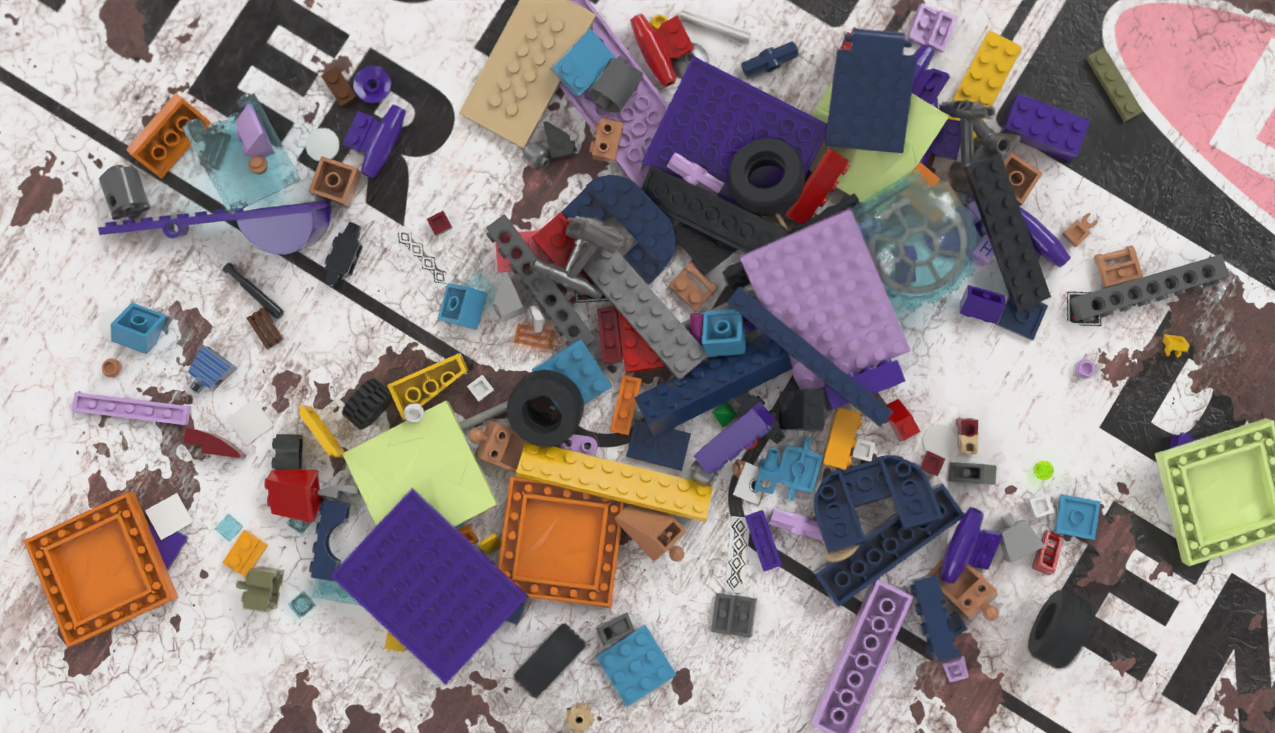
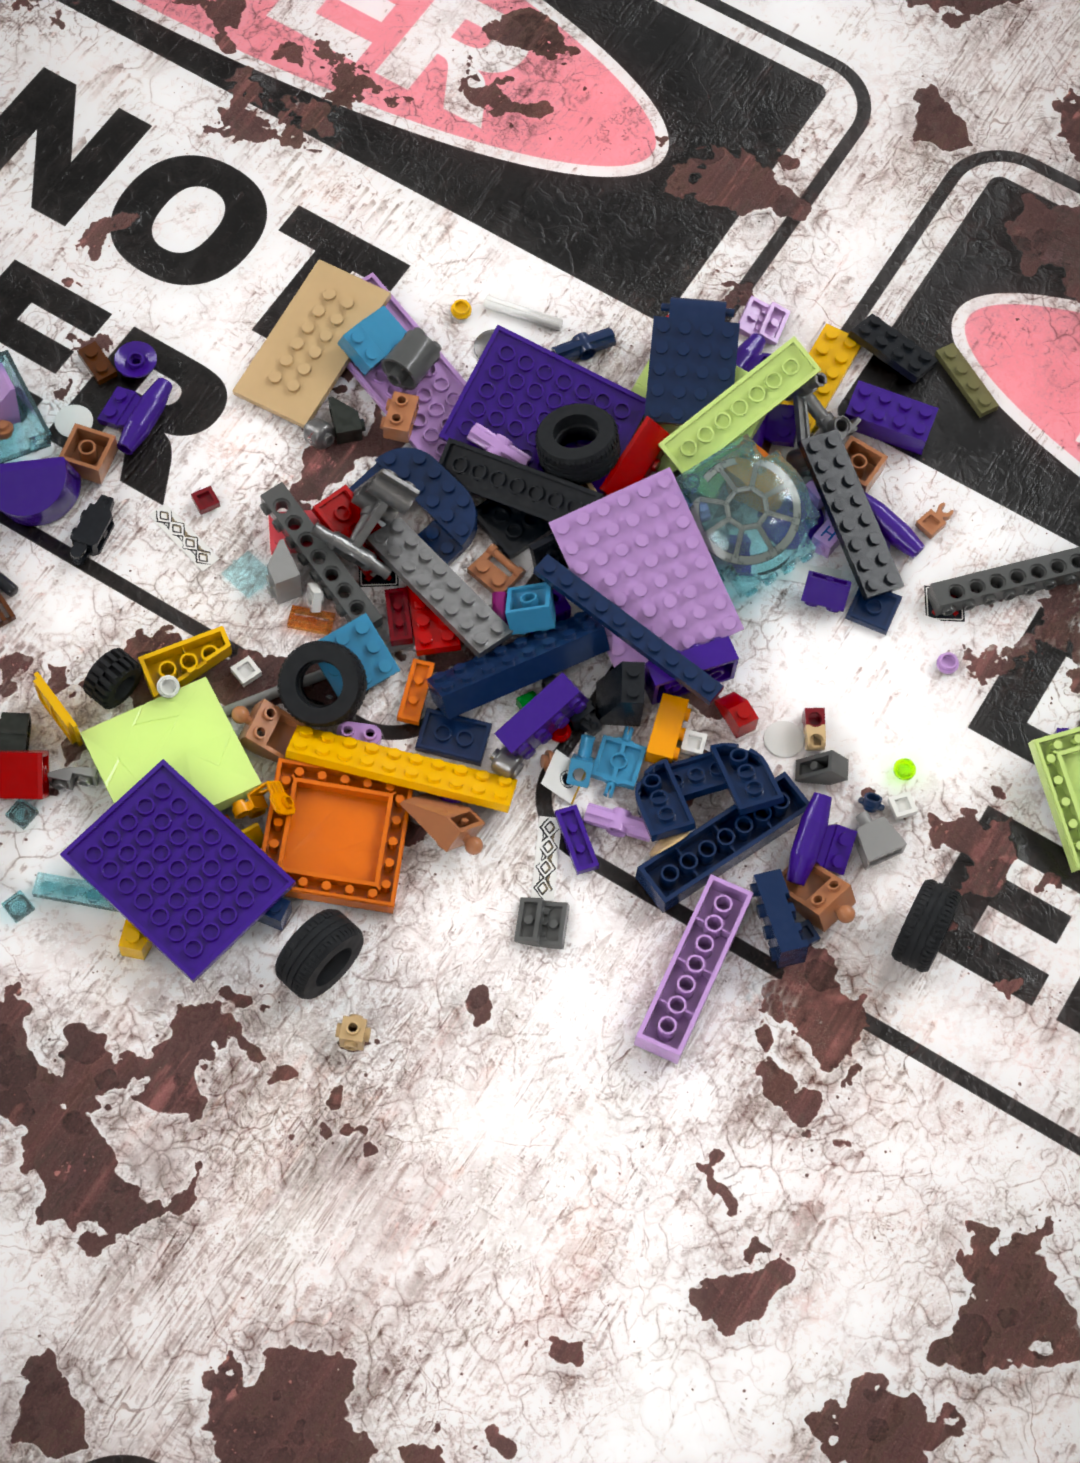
camera: 10 degrees left, 20 degrees down
(325, 562) = (64, 804): dark blue arch -> none
(462, 306) = (228, 584): dark azure slope -> none
(513, 520) = (257, 806): none -> light orange piece
(615, 629) = (398, 932): dark grey slope -> none
(636, 665) = (423, 979): dark azure plate -> none
(661, 45) = (462, 329): red plate -> none
(914, 137) = (740, 406): none -> yellowish green plate
(932, 463) = (775, 758): dark red plate -> none
(956, 669) = (808, 986): lavender slope -> none
(1014, 503) = (871, 802): none -> dark blue plate
(1049, 55) = (893, 348): none -> black plate
(1052, 563) = (907, 871): red slope -> none
(1077, 517) = (945, 818): dark azure plate -> none
(1120, 272) = (980, 561): nougat plate -> none
(1175, 343) = (1048, 637): yellow tile -> none

